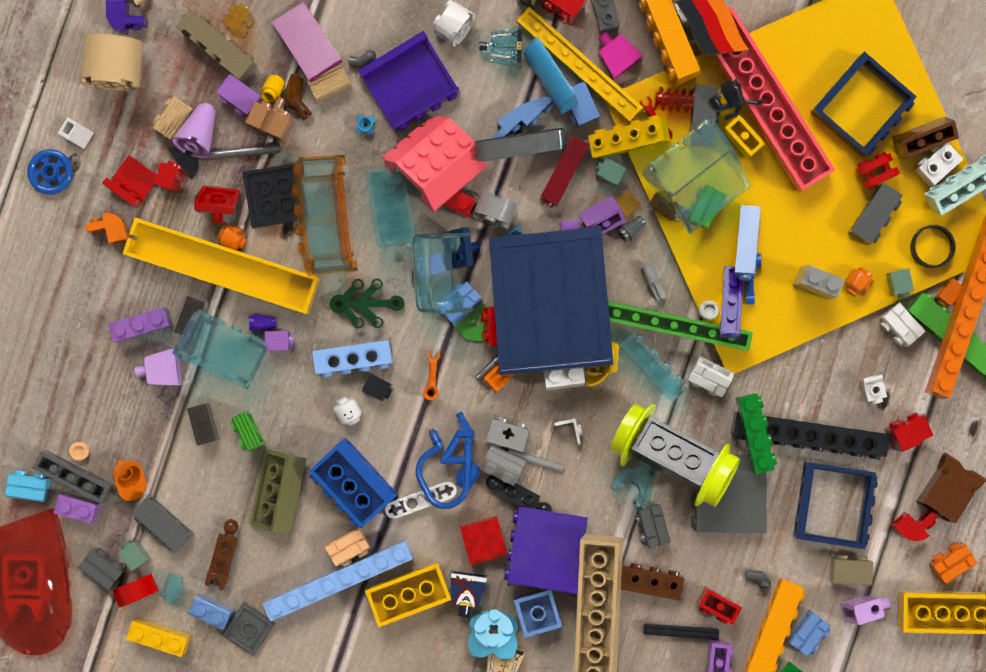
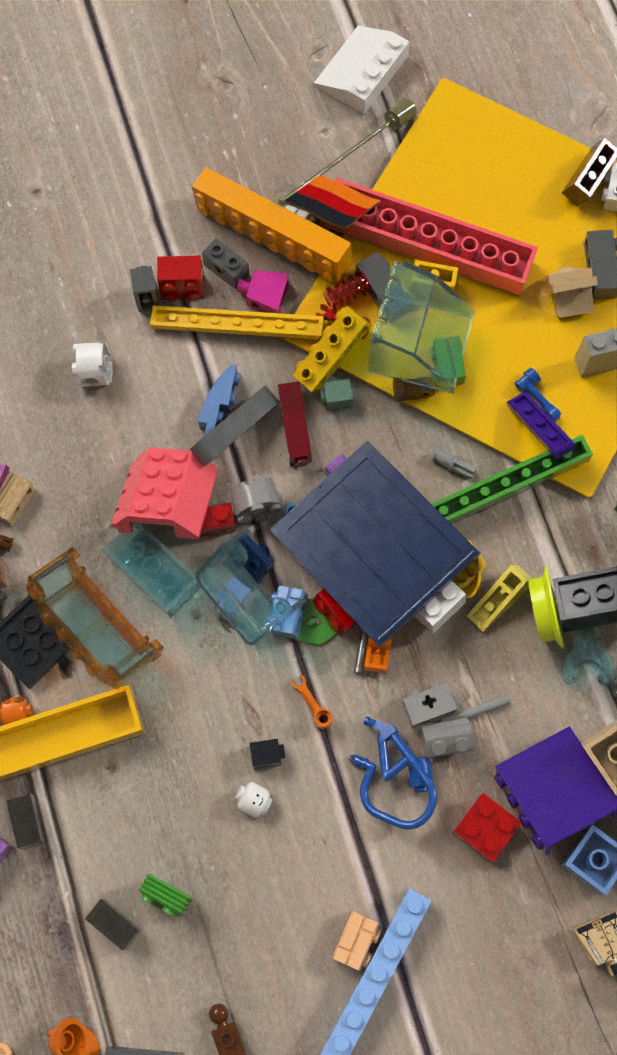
camera: 45 degrees left, 15 degrees down
(161, 369) = (29, 899): lavender torso -> none
(220, 348) = (77, 828): clear light blue windscreen -> none
(261, 322) = (101, 776): dark purple cone -> none
(278, 340) = (132, 780): medium lavender brick -> none
(278, 491) = (241, 937): olive slope -> none
(322, 357) = (243, 712): light blue brick -> none
(360, 62) = (31, 457): dark grey arm -> none
(360, 124) = (69, 509): dark azure plate -> none
(363, 303) = (193, 682): dark green plant -> none
(366, 483) = (315, 850): blue brick -> none
(407, 594) = (454, 943): yellow brick -> none
(409, 82) = (87, 446): dark purple panel -> none
(420, 497) = (396, 837): white beam -> none
(467, 590) = (510, 894): torso -> none
(483, 643) = (570, 933): medium azure brick -> none
(504, 47) = (156, 355): clear light blue torso -> none
(517, 494) = (482, 758): black plate -> none
(550, 76) = (218, 346): dark azure brick -> none
(577, 428) = (490, 649): white bracket -> none
(586, 110) = (264, 356): medium blue brick -> none
(603, 214) = (361, 428): medium lavender brick -> none
(611, 398) = (500, 597): none -> light yellow slope
(628, 203) = (374, 412): clear yellow tile -> none
(630, 229) = (395, 431): dark grey cone -> none
(652, 366) = (515, 538): clear light blue brick -> none
(708, 310) = (524, 450): white tile -> none
(710, 377) = (575, 509): white brick -> none
(733, 94) = (397, 246): black piece -> none
(748, 242) = (512, 363): brick -> none
(837, 217) = (572, 290): none -> tan piece
(865, 167) = (561, 231): red brick -> none
(894, 119) = (517, 150): dark blue window -> none

